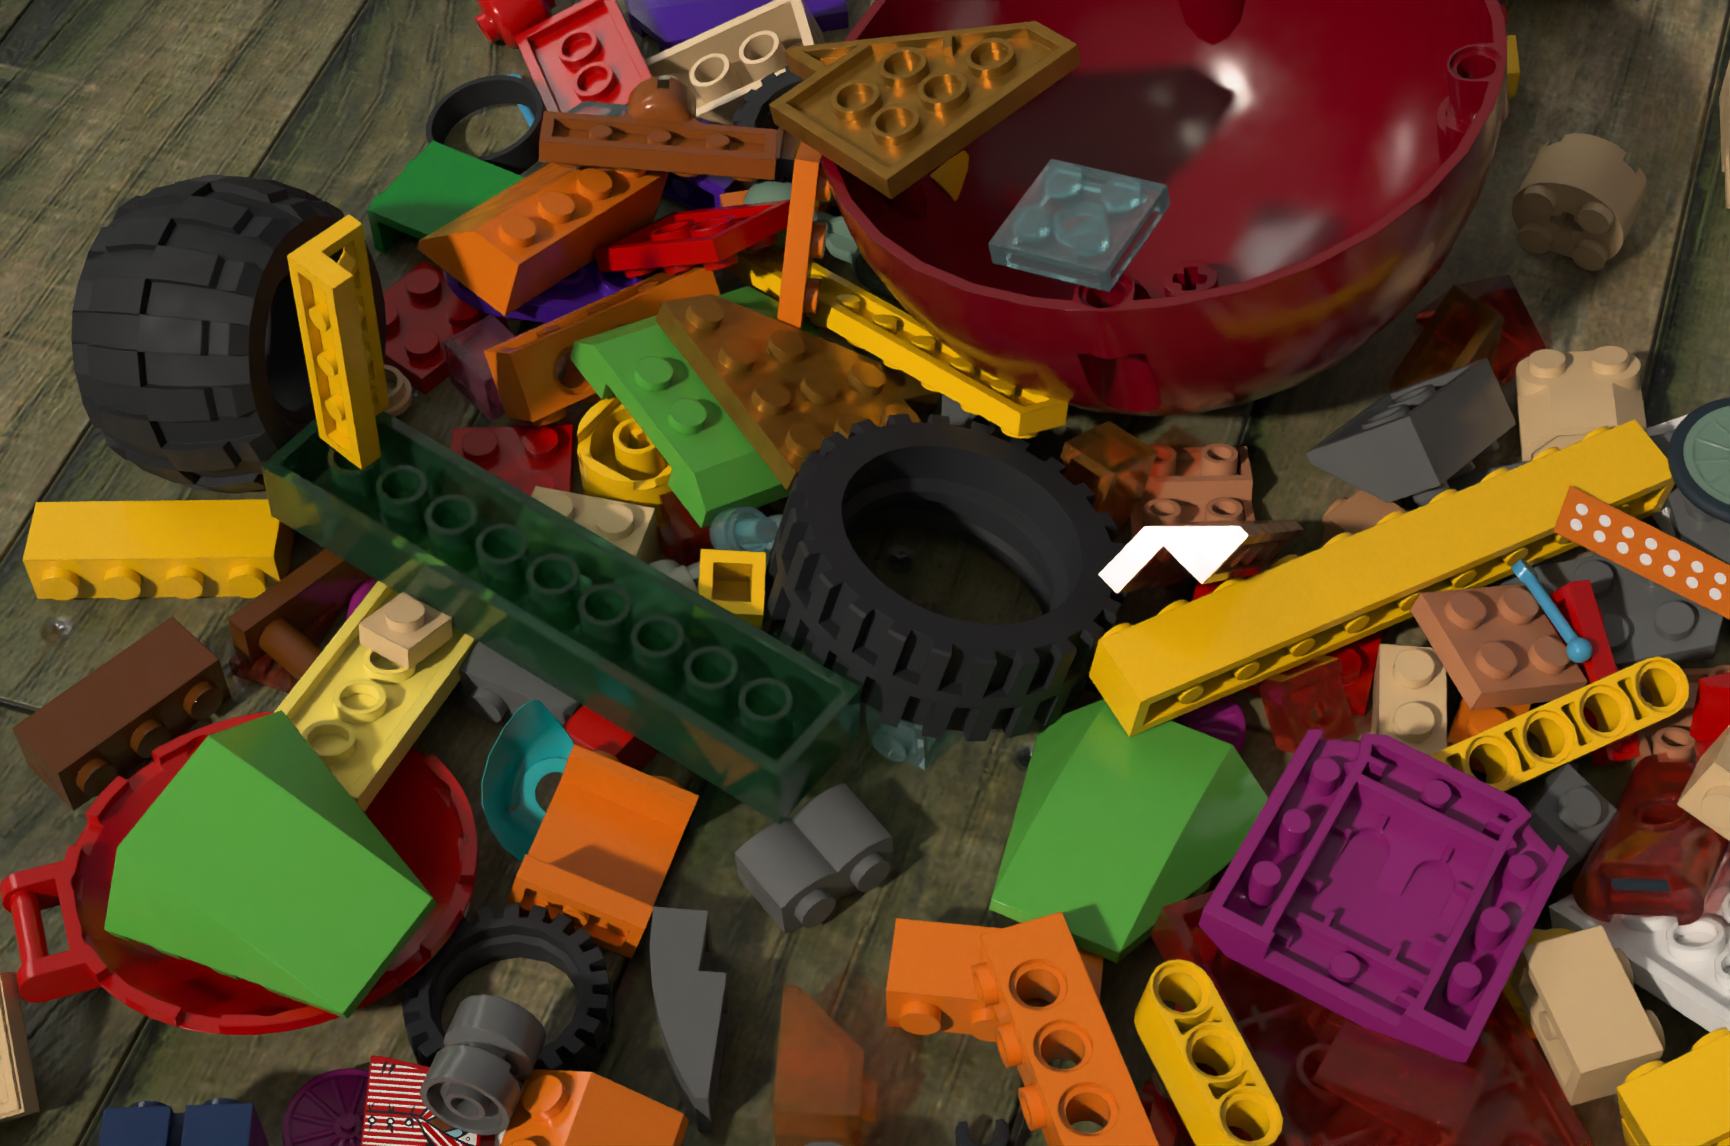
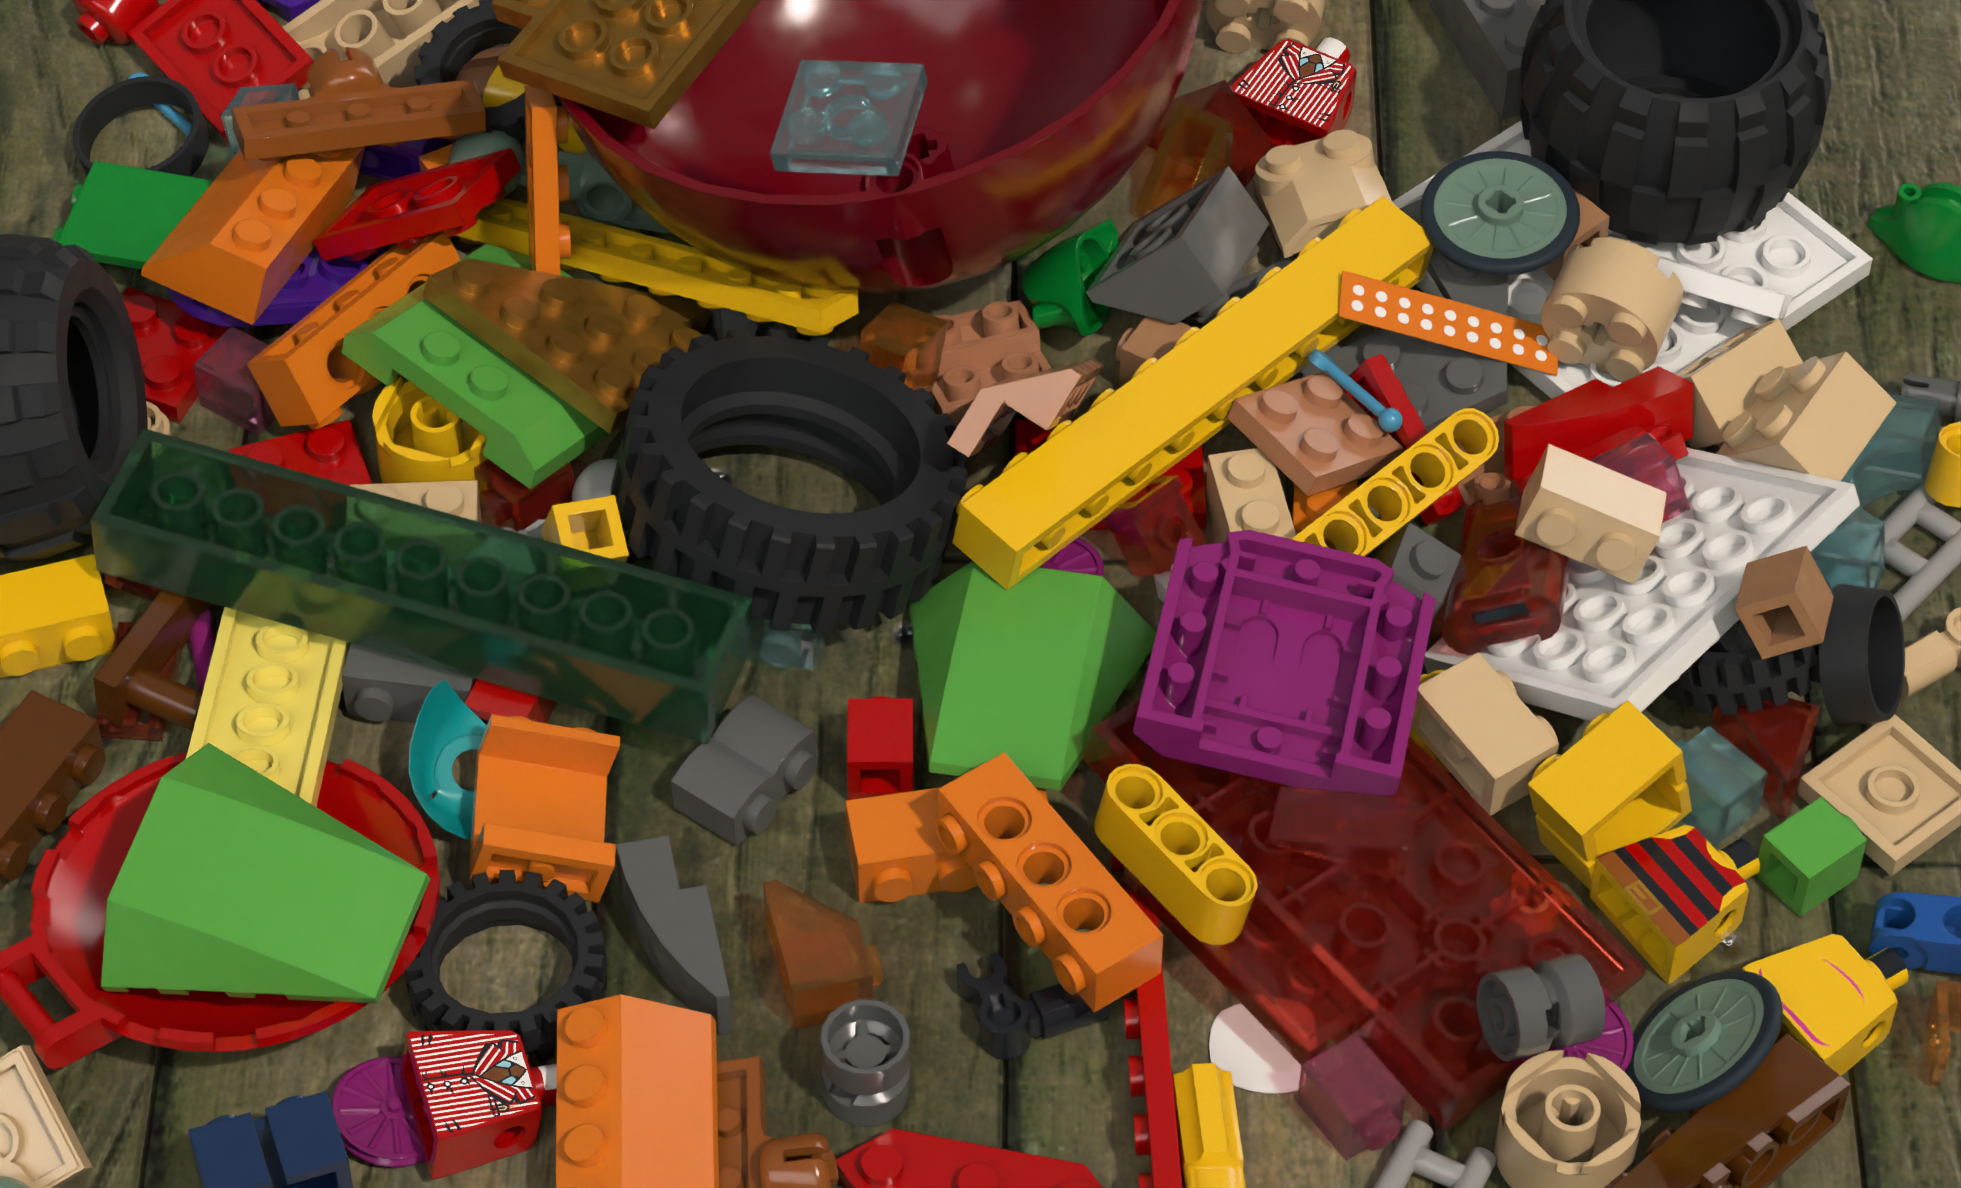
camera: 20 degrees left, 0 degrees up
(341, 339) = (160, 381): yellow fence -> none
(405, 630) = (279, 648): tan plate -> none
(483, 1065) = (521, 1011): dark grey wheel -> none
(742, 530) = (574, 481): clear light blue cylinder -> none
(956, 869) = (879, 746): none -> red brick
(1293, 429) = (1062, 275): none -> green hat
(1585, 300) = (1299, 90): none -> red torso

